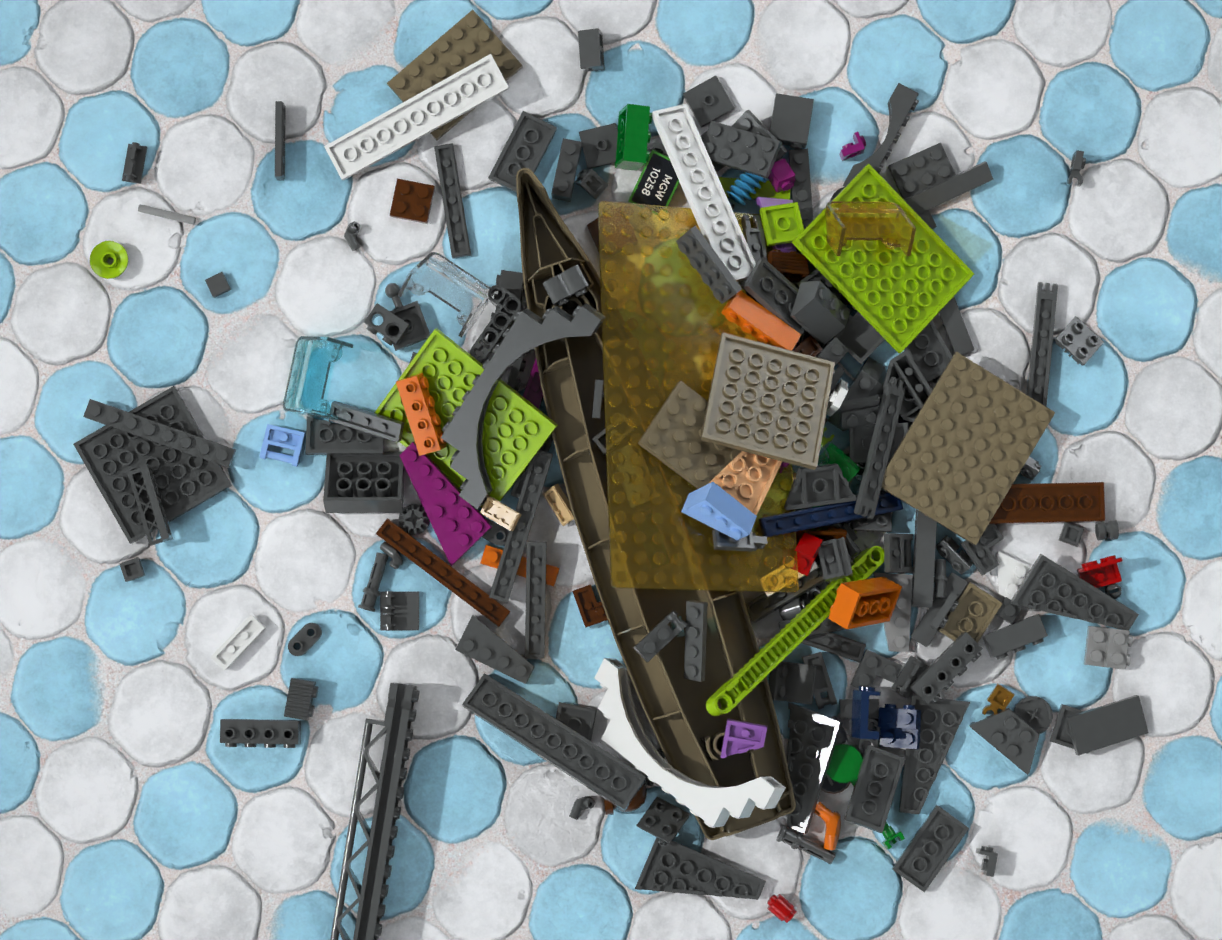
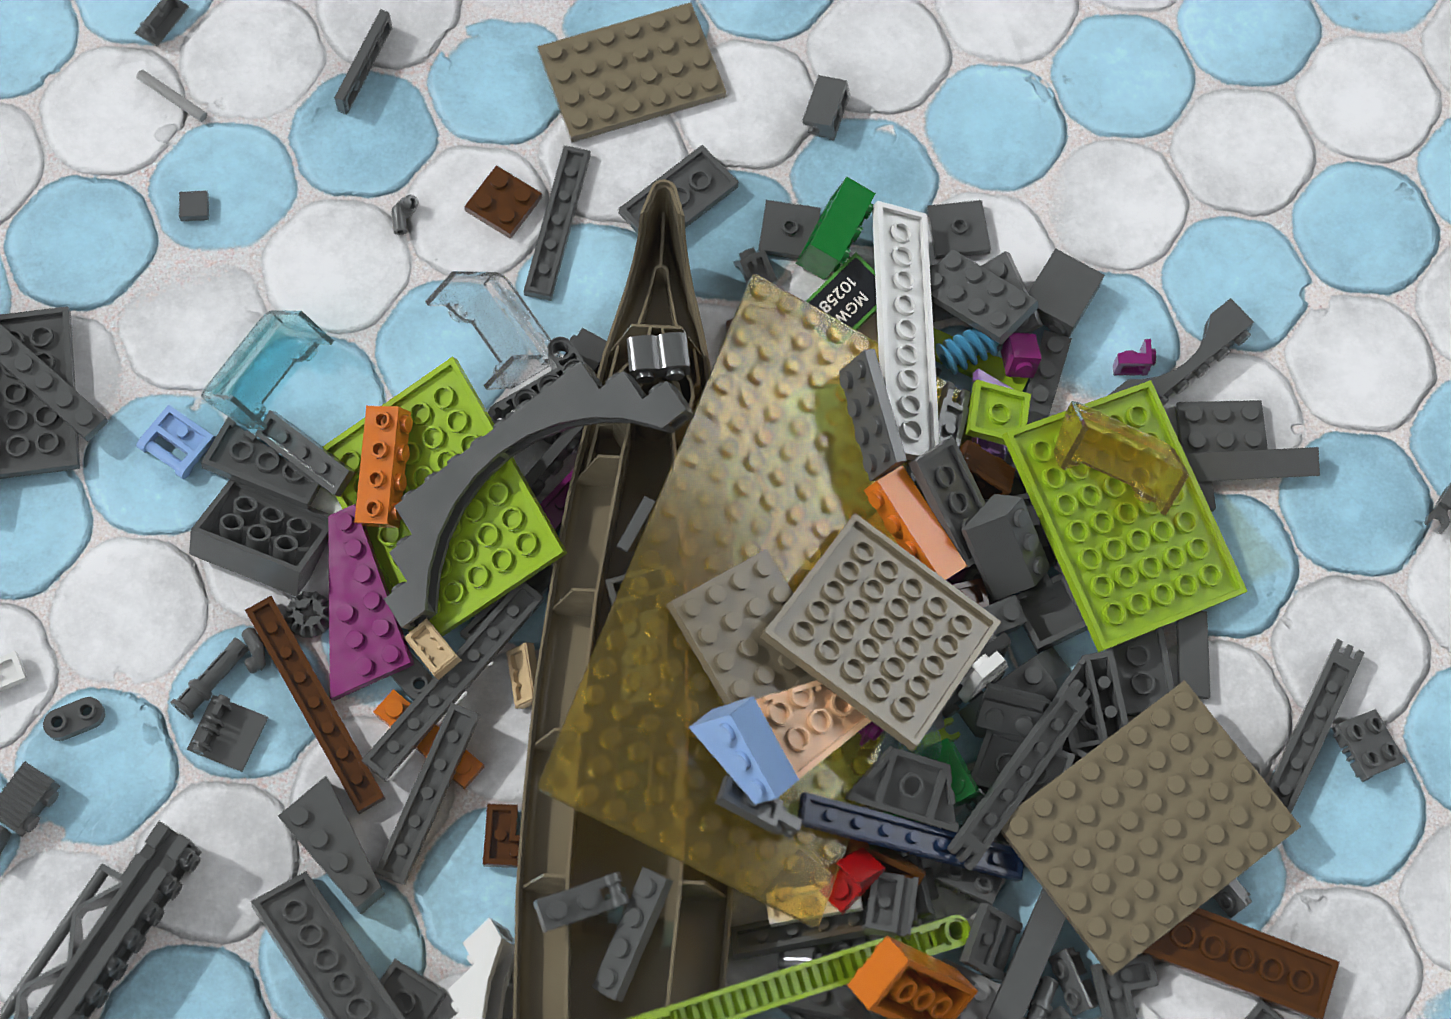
camera: 15 degrees right, 15 degrees down
(100, 256) = (64, 109): lime dish -> none
(389, 321) = (396, 335): dark grey brick -> none
(410, 314) = (418, 347): dark grey plate -> none
(416, 117) = (556, 97): white plate -> none
(566, 170) = (736, 226): dark grey arch -> none

